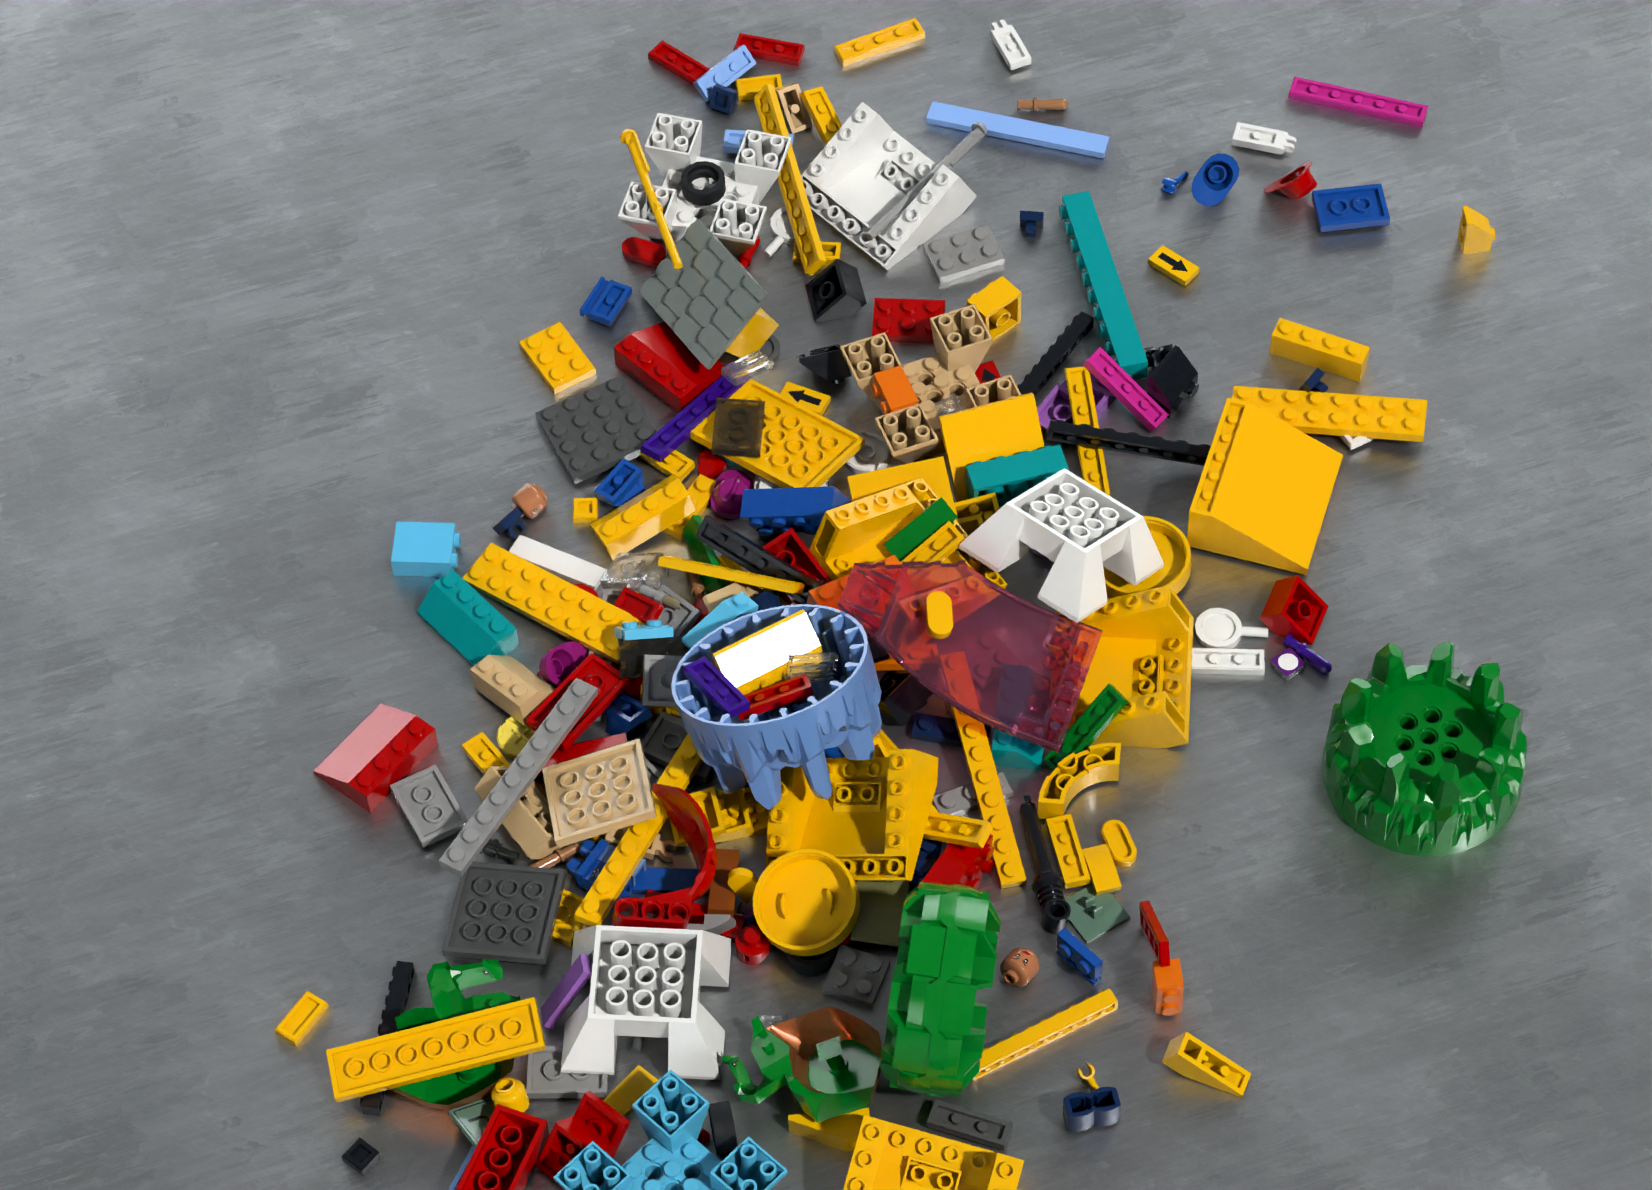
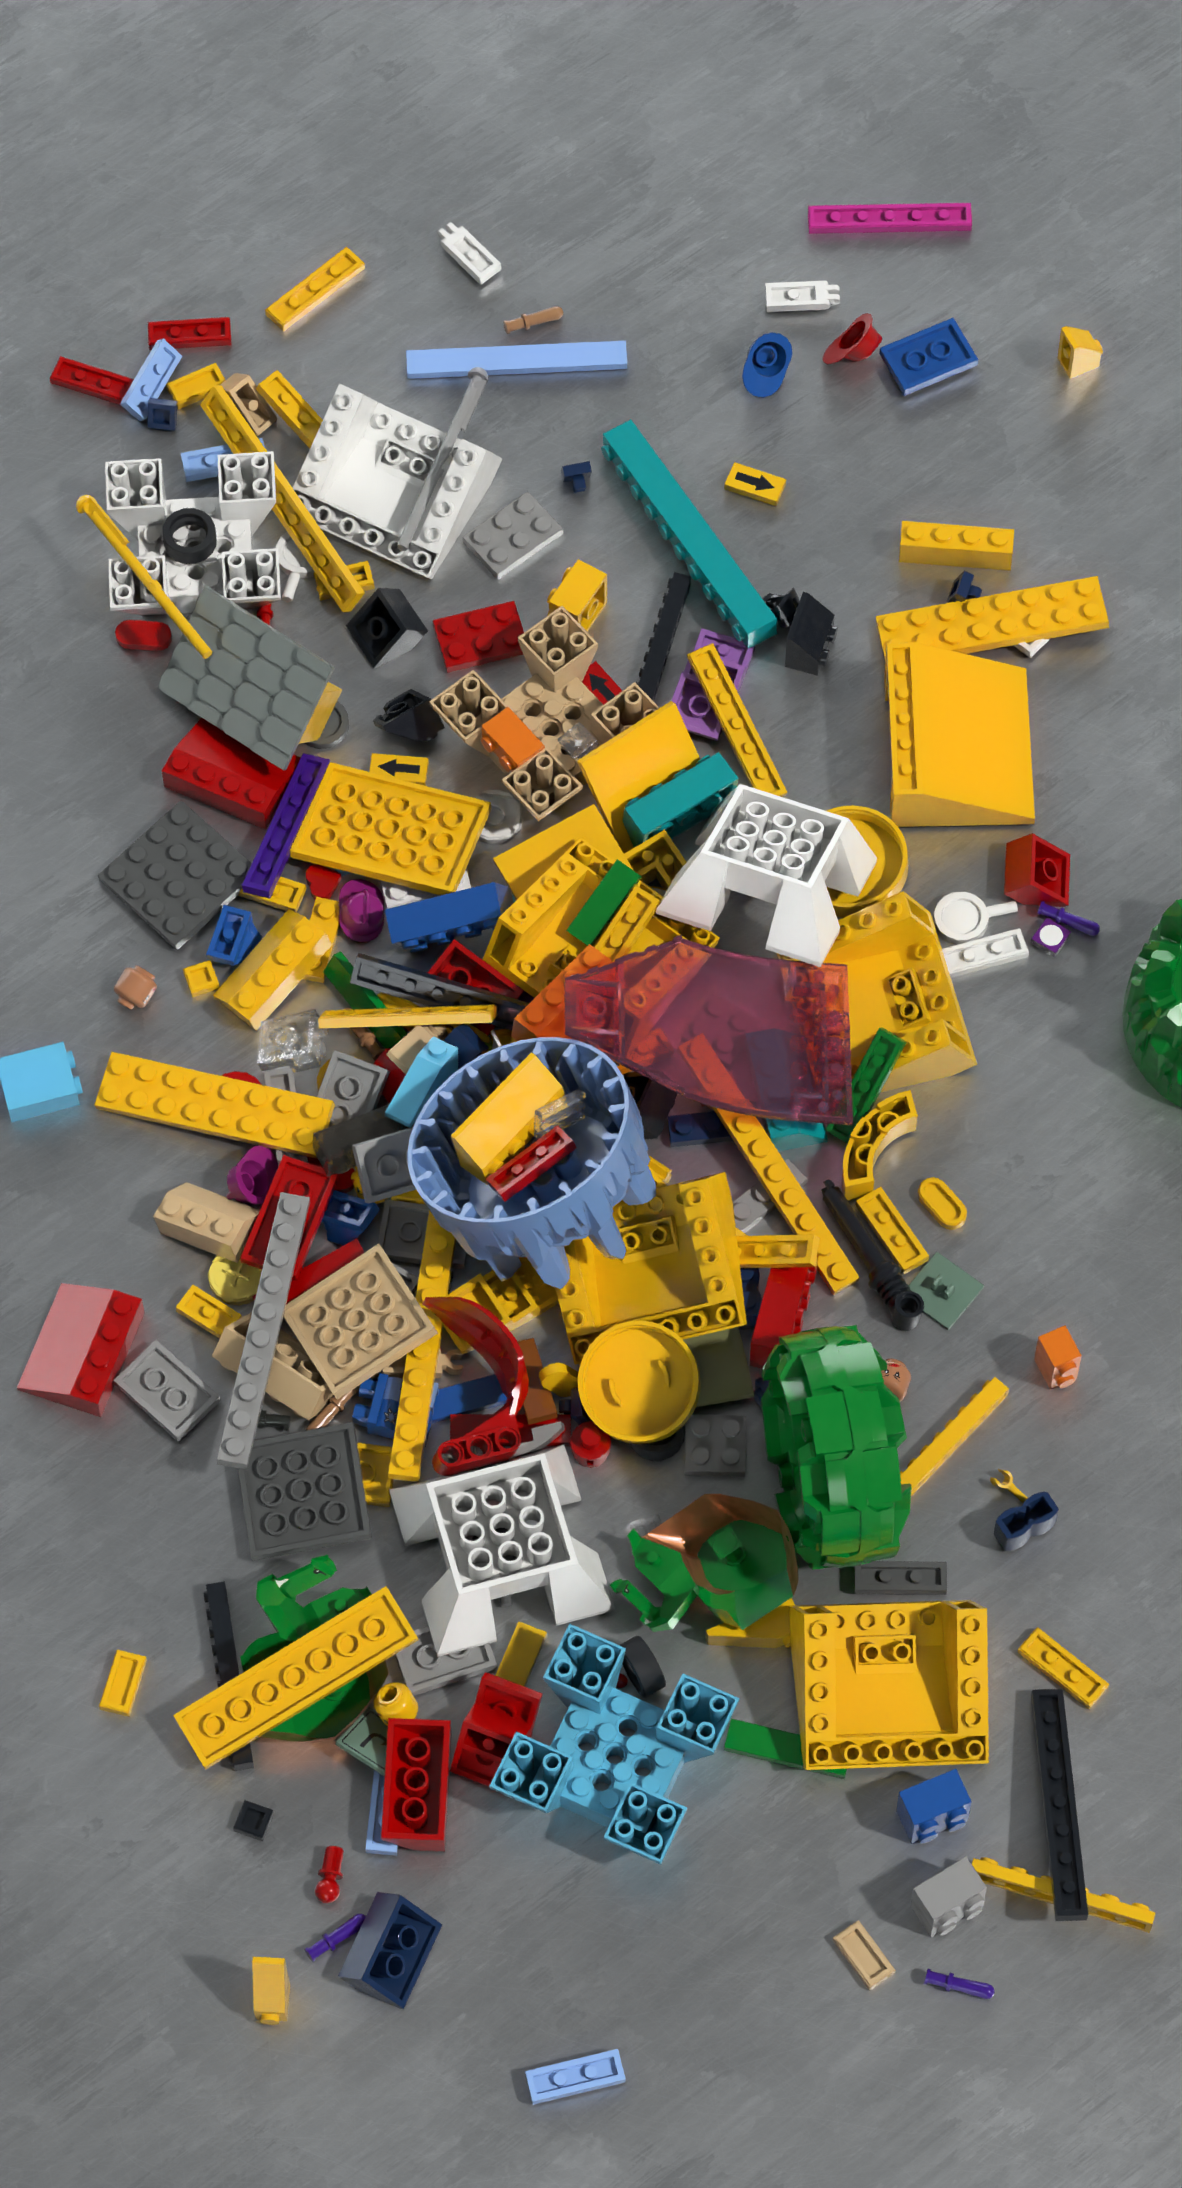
camera: 20 degrees left, 10 degrees up
(467, 619) = (122, 1155): teal slope -> none
(509, 522) = (120, 1021): dark blue tile -> none
(557, 358) = (94, 798): yellow plate -> none
(558, 562) = (195, 1052): white tile -> none
(566, 991) = (413, 1564): medium lavender tile -> none
(606, 301) = (124, 711): blue plate -> none
(638, 605) = (315, 1083): red tile -> none
(652, 629) = (343, 1112): medium azure plate -> none
(659, 596) = (337, 1066): light grey piece -> none
(716, 687) = (467, 1173): dark purple plate -> none
(738, 427) = (344, 831): clear smoke tile -> none
(741, 371) = (318, 749): clear tile -> none
(939, 615) = (671, 1006): yellow tile -> none
(1079, 956) = (950, 1350): blue plate -> none
(1101, 869) = (936, 1240): yellow slope -> none
(1125, 389) = (761, 658): dark pink plate -> none
(1127, 442) = (791, 723): black plate -> none
(1154, 933) = (1026, 1303): red tile -> none
(1171, 184) = (715, 383): blue hand -> none
(1205, 1065) = (1126, 1432): yellow slope -> none

